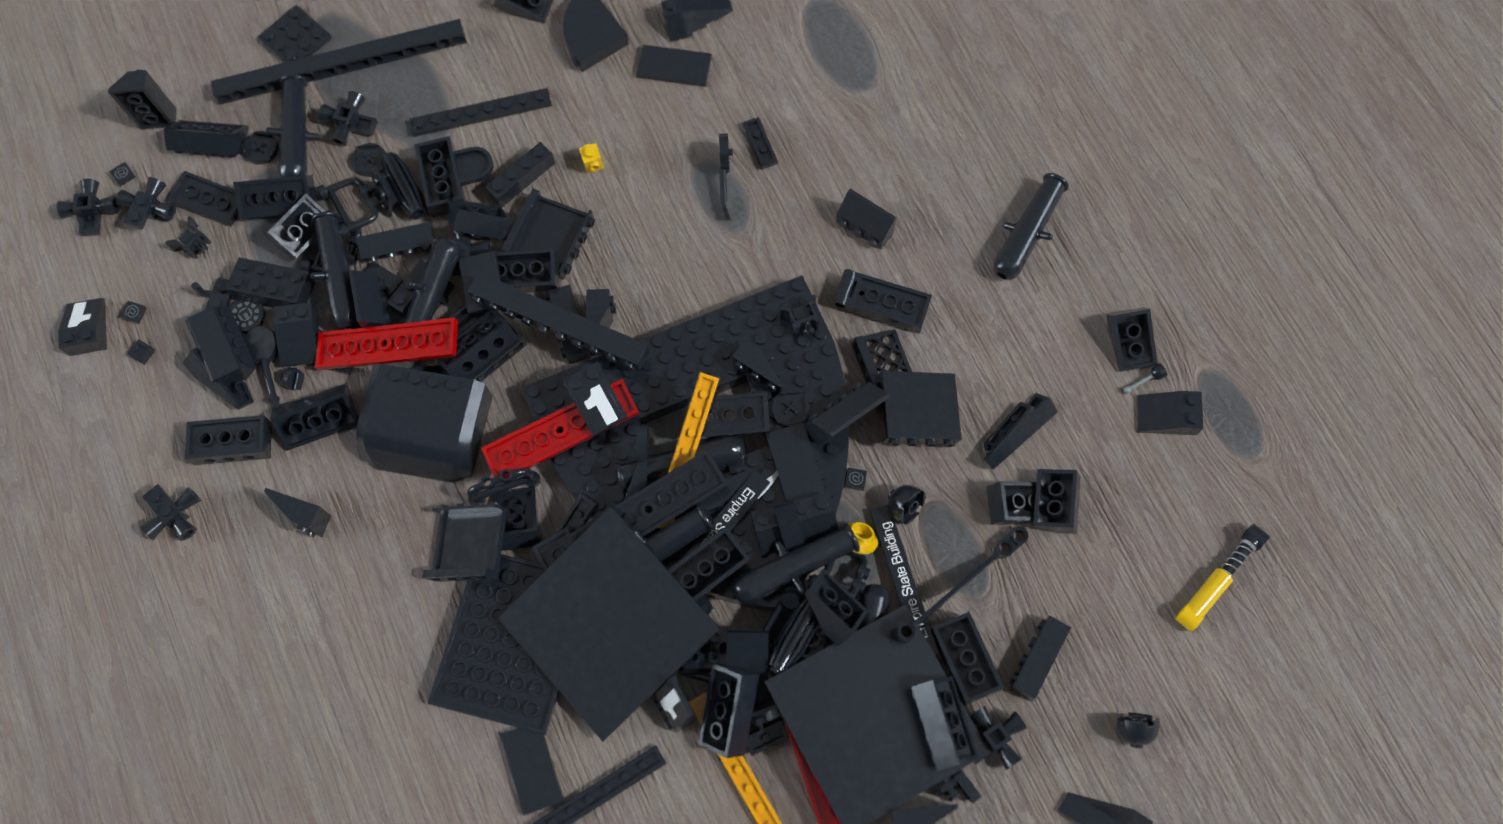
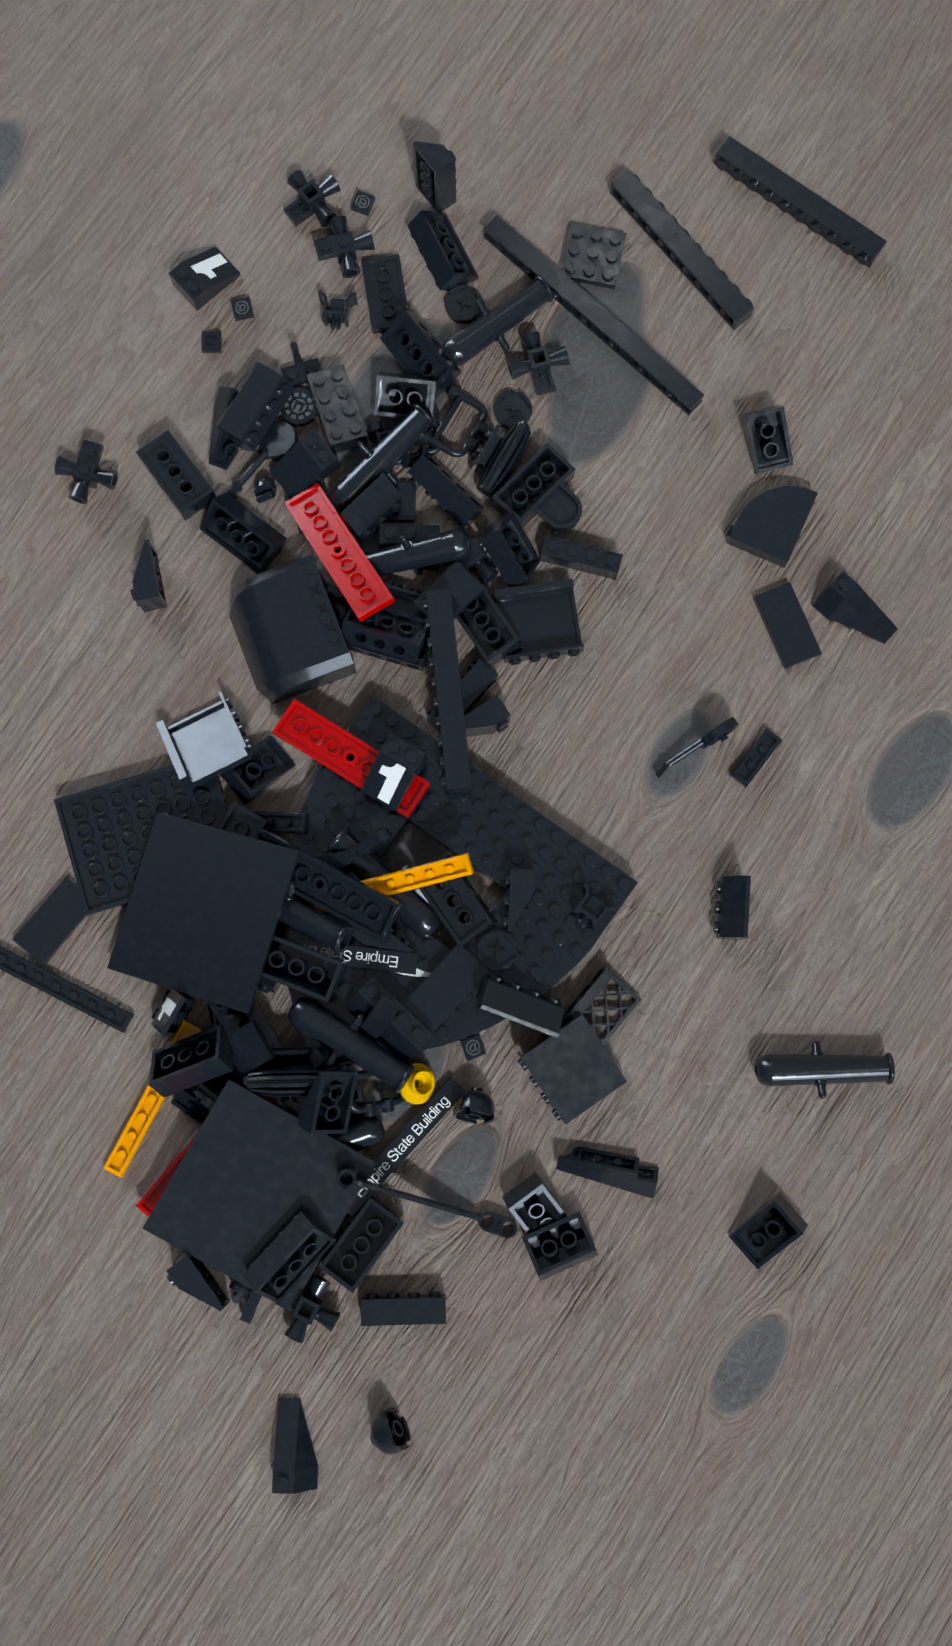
camera: 55 degrees right, 10 degrees up
(480, 112) = (624, 477): black plate -> none
(531, 478) = (255, 723): black bar -> none
(591, 158) = (638, 611): yellow brick -> none
(882, 300) = (661, 971): black hinge -> none
(1157, 372) = (748, 1273): hinge -> none
(1170, 413) = (713, 1307): black slope -> none
(1194, 612) = (527, 1429): yellow piece -> none

